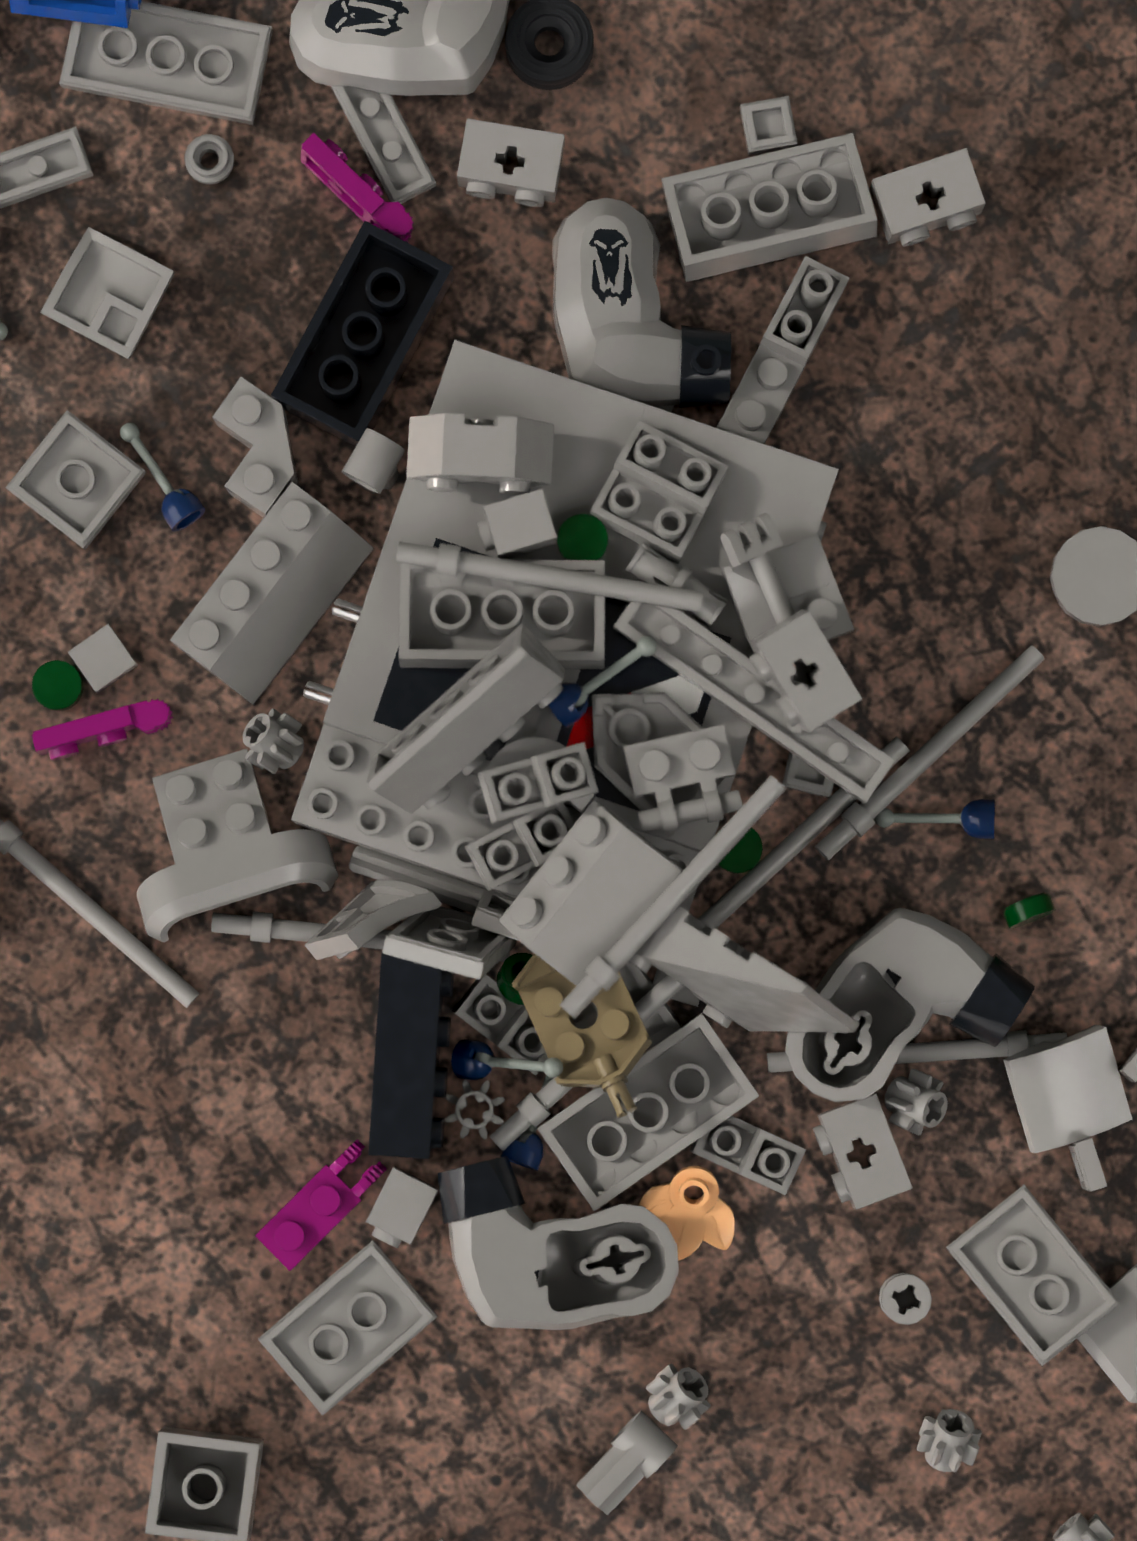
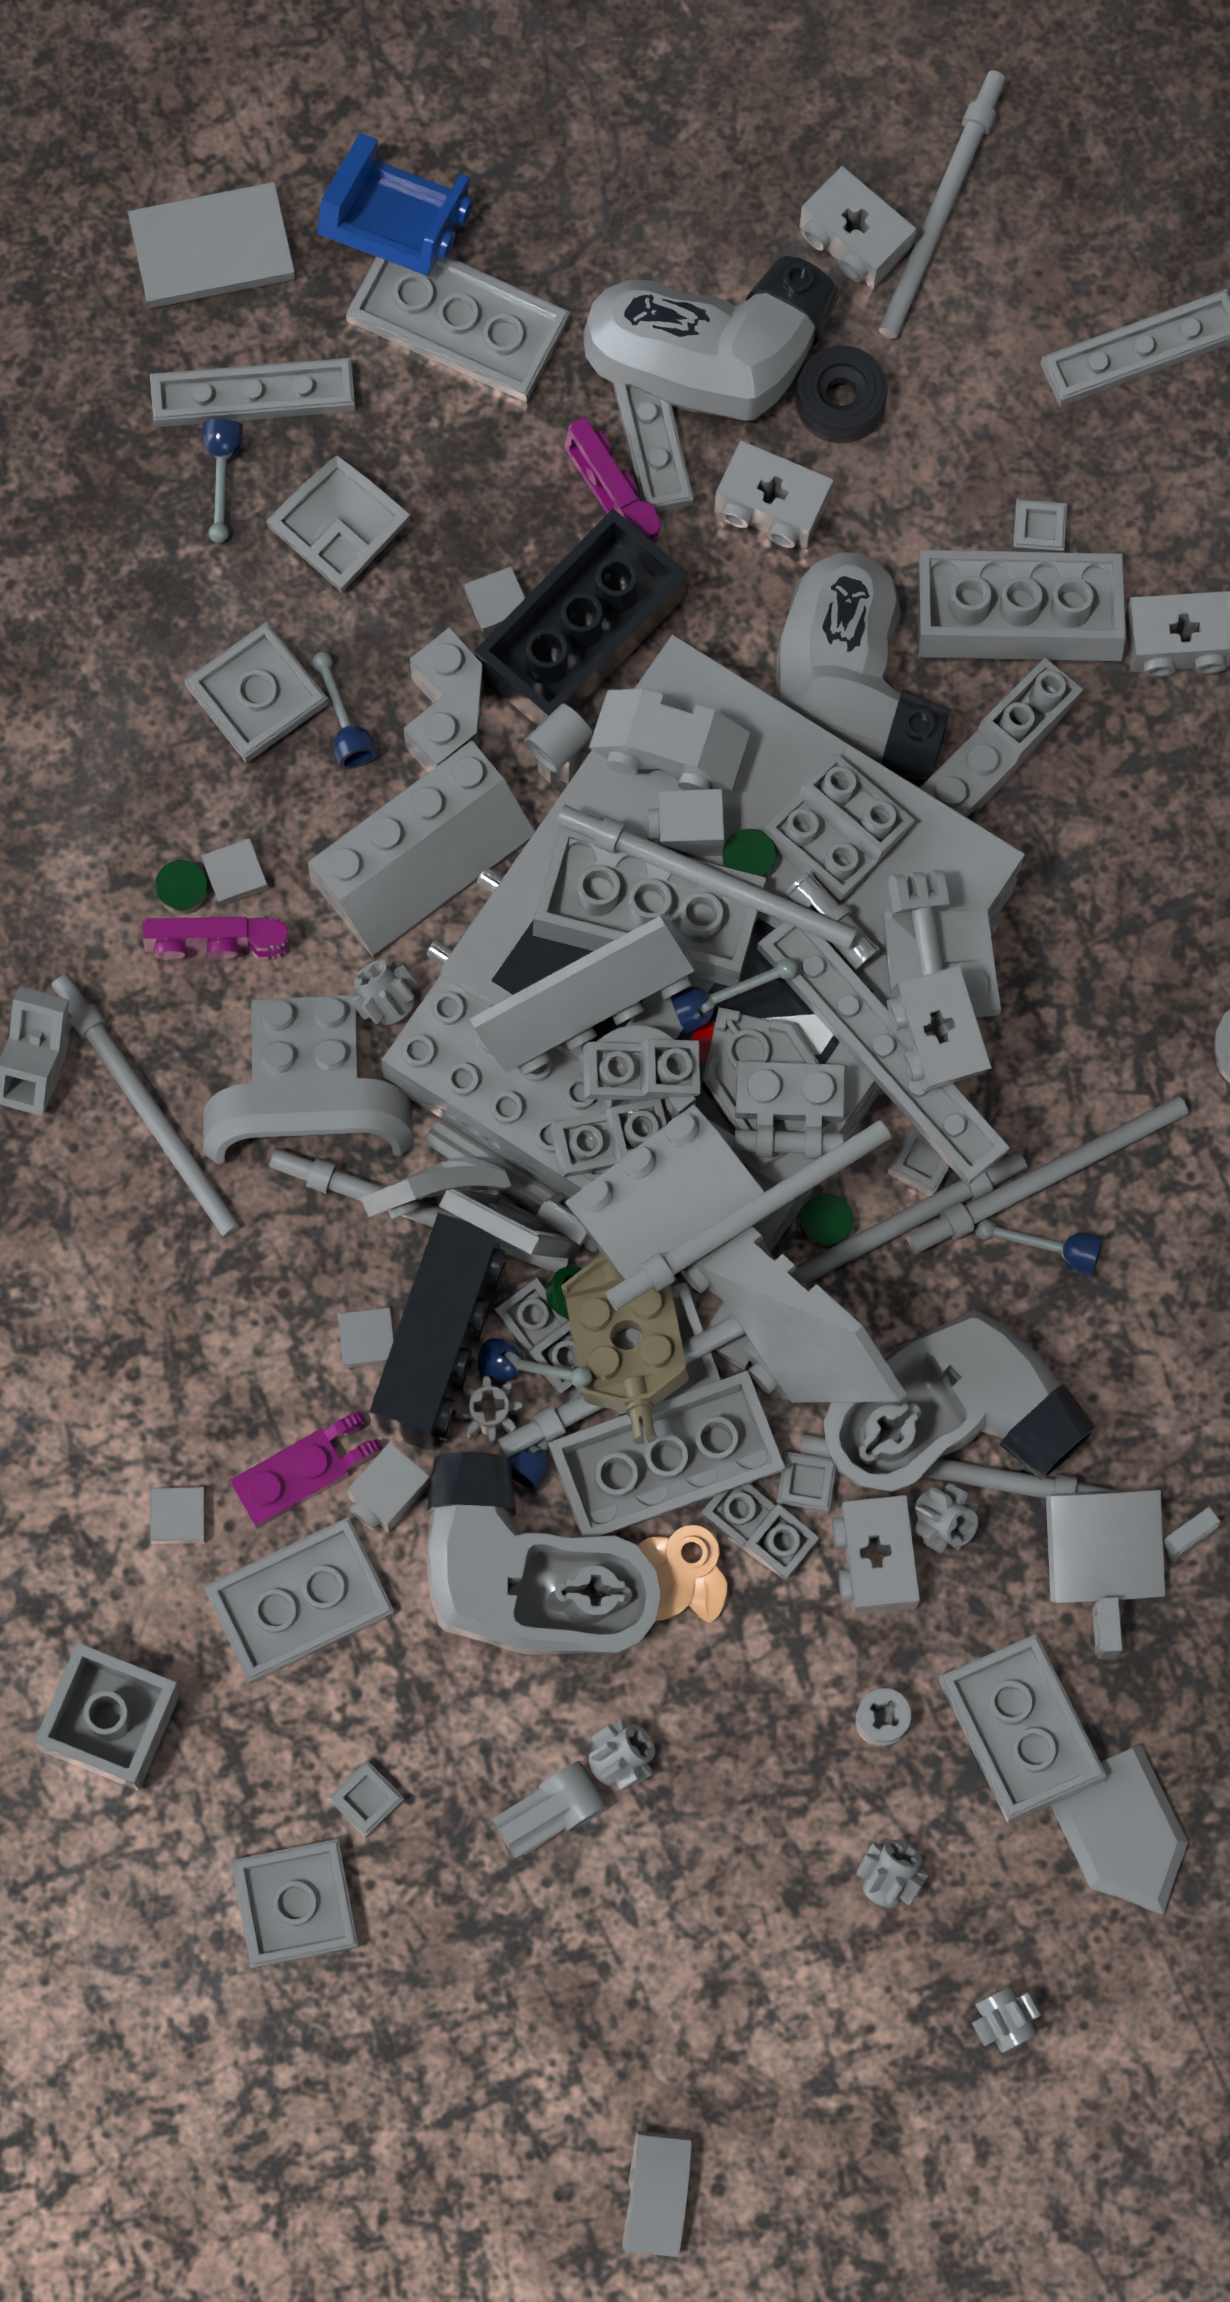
camera: 10 degrees right, 10 degrees down
(209, 144) = (474, 408): light grey plate -> none
(216, 1278) = (177, 1515): none -> light grey tile
(276, 329) = (494, 598): none -> light grey tile
(344, 1068) = (365, 1337): none -> light grey tile
(457, 1493) = (366, 1799): none -> light grey tile
(780, 1099) = (806, 1483): none -> light grey tile
(1028, 910) = (1110, 1356): dark green tile -> none

